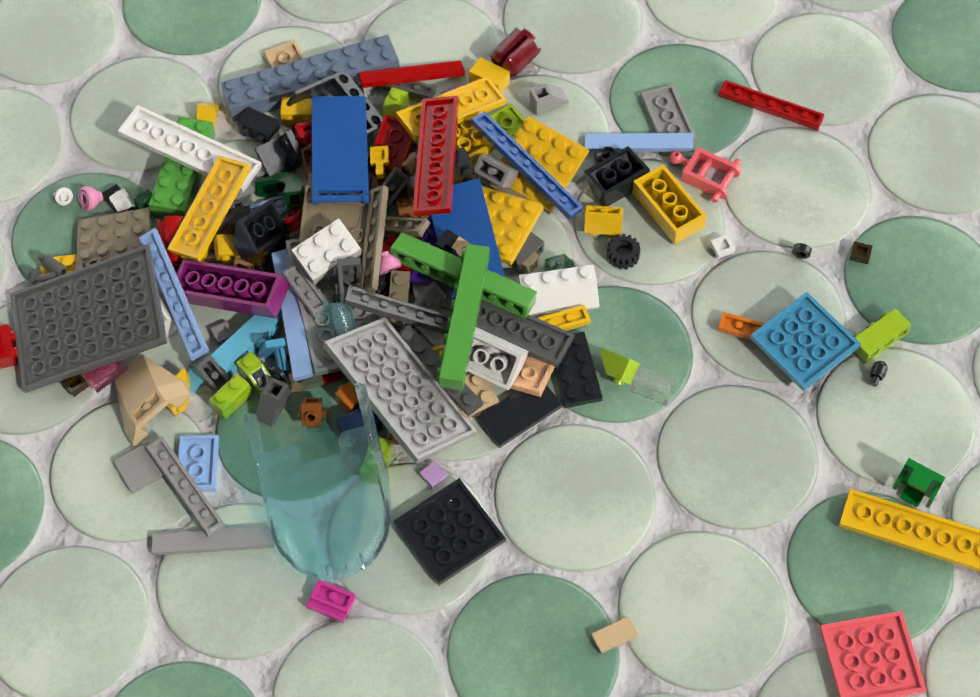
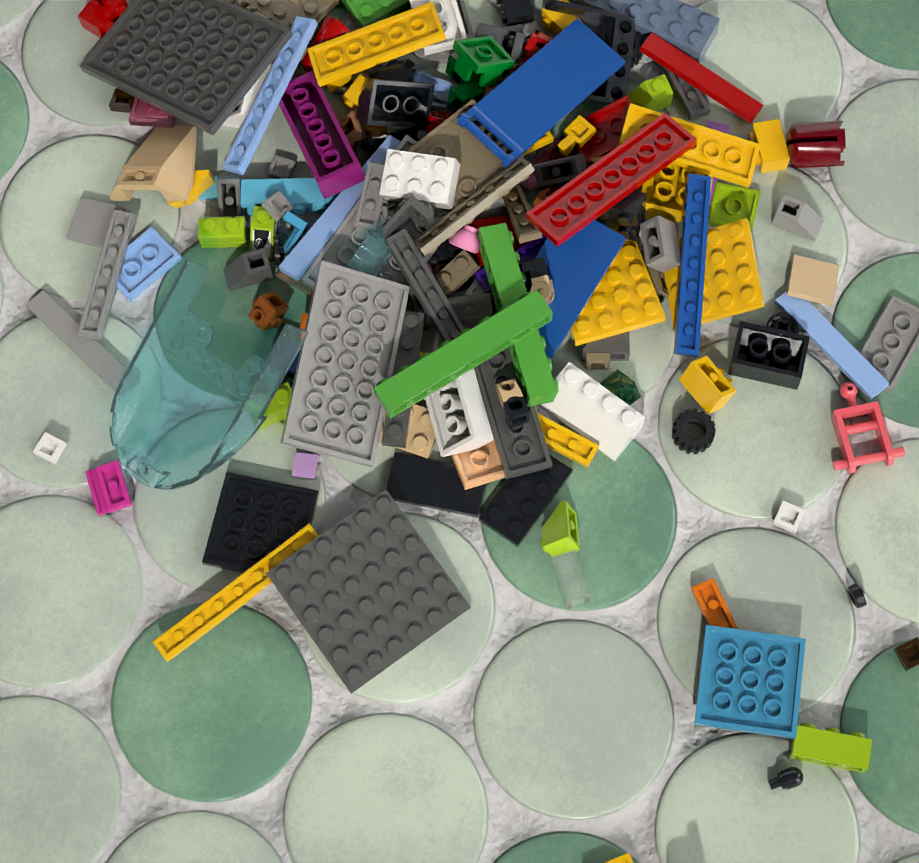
camera: 50 degrees right, 10 degrees up
(251, 348) = (277, 206): none -> light grey tile
(266, 616) = (49, 448): none -> white plate
(279, 160) = (481, 56): none -> green panel
(481, 577) = (229, 598): none -> yellow tile
(517, 320) = (512, 403): none -> black leg
(552, 501) = (368, 591): none -> dark grey plate
(592, 121) = (812, 280): none -> tan tile
(614, 635) = (288, 756): tan tile -> none
(669, 204) = (784, 428): yellow brick -> none

